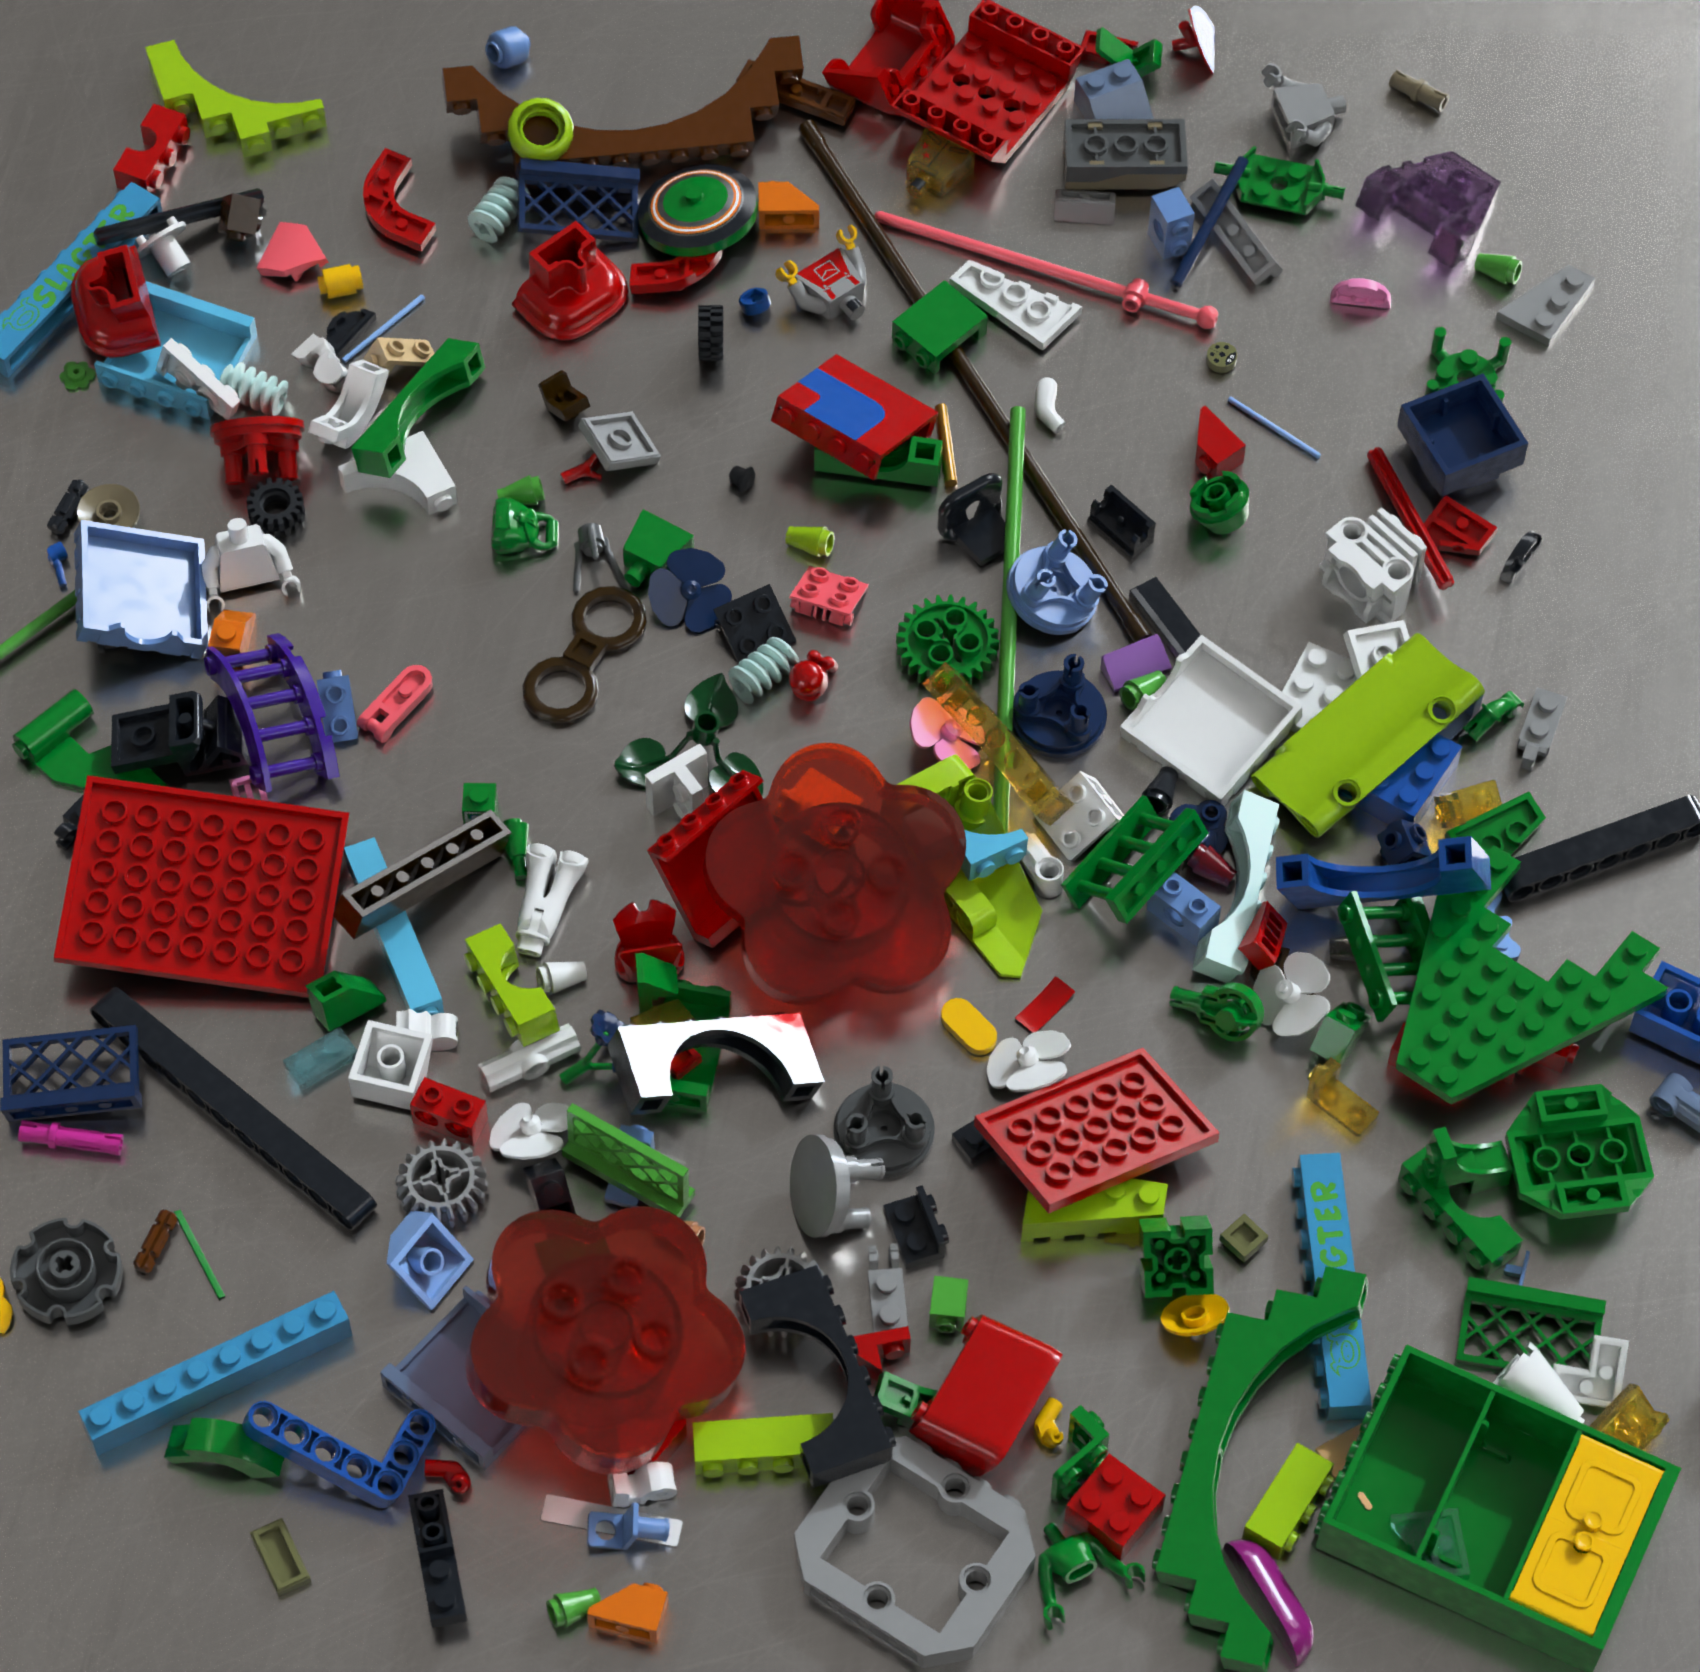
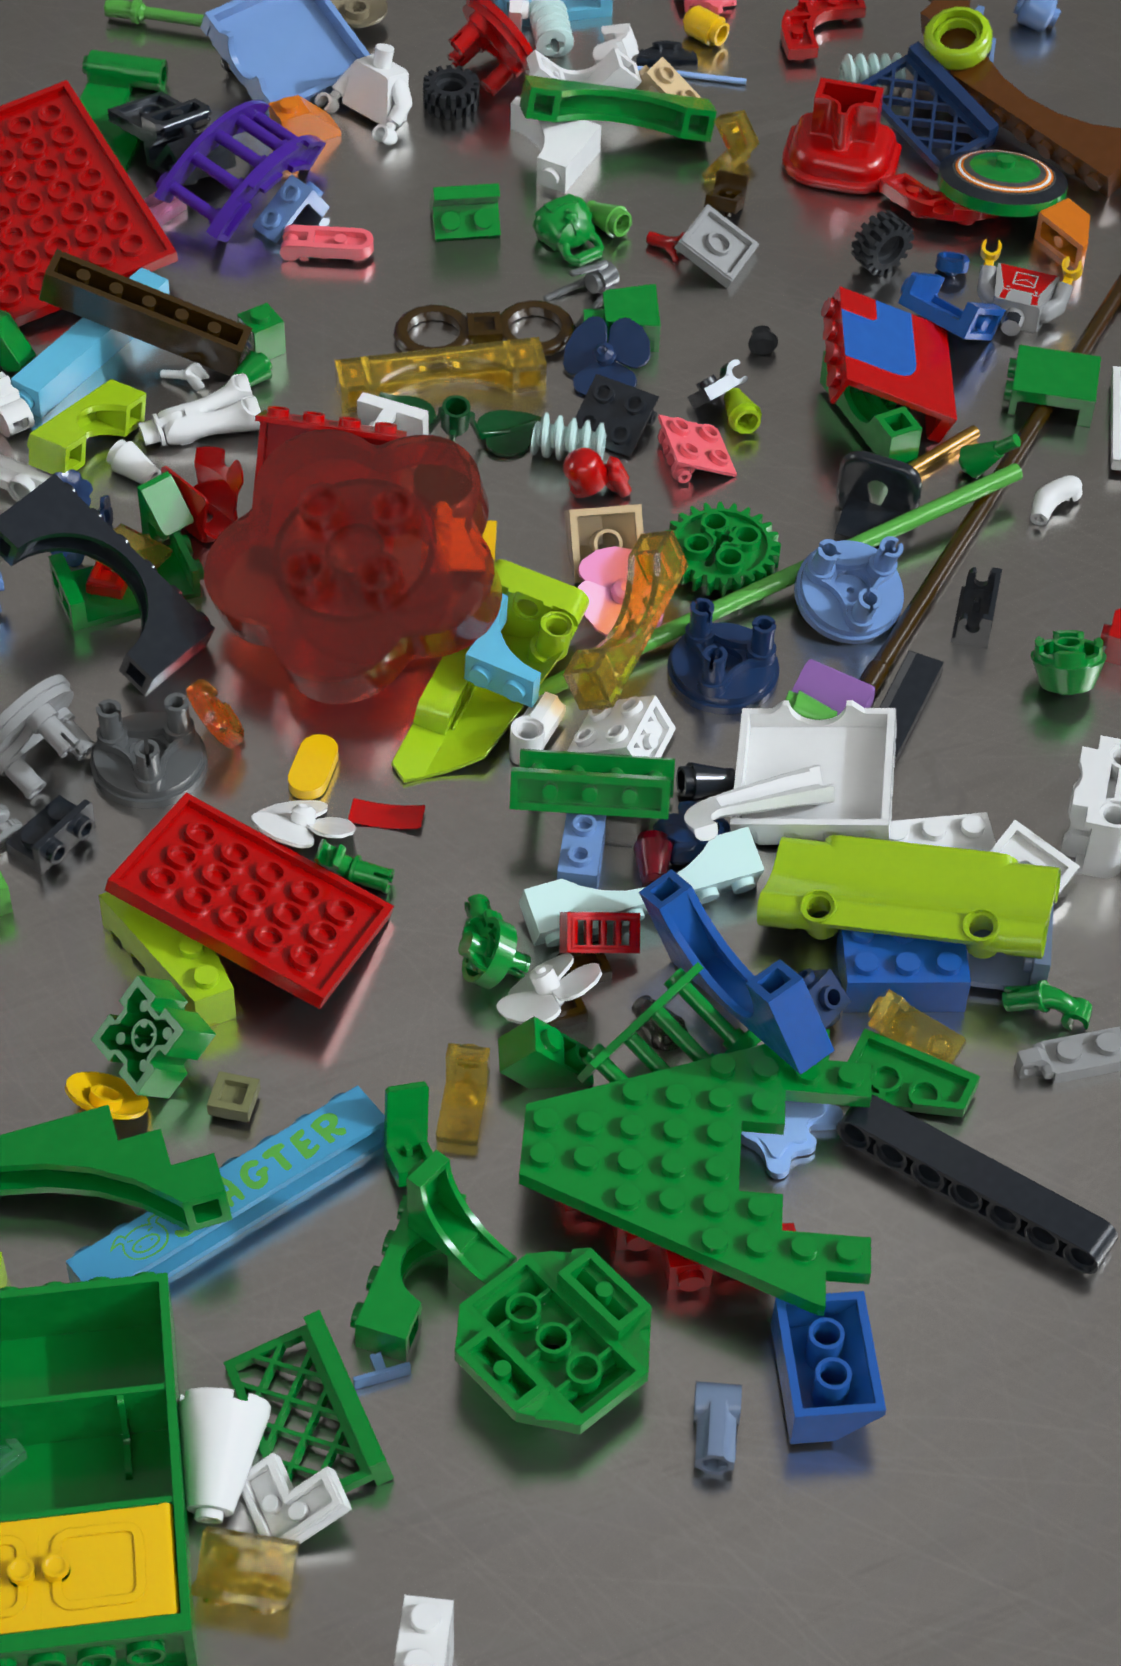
camera: 55 degrees right, 10 degrees down
(443, 585) = (465, 212): none -> green bracket
(481, 885) = (193, 374): none -> white hand
(514, 359) = (739, 140): none -> clear yellow bracket
(646, 661) = (505, 365): none -> clear yellow arch
(779, 542) = (712, 388): none -> plate
(821, 342) = (975, 322): none -> blue panel
(882, 711) = (599, 529): none -> tan slope
(889, 1058) = (215, 715): none -> clear orange tile
(979, 422) = (979, 457): none -> green cone
(1093, 1052) = (353, 868): none -> green piece
(1218, 759) = (782, 791): none -> white animal
(1362, 1158) = (406, 1128): none -> green bracket

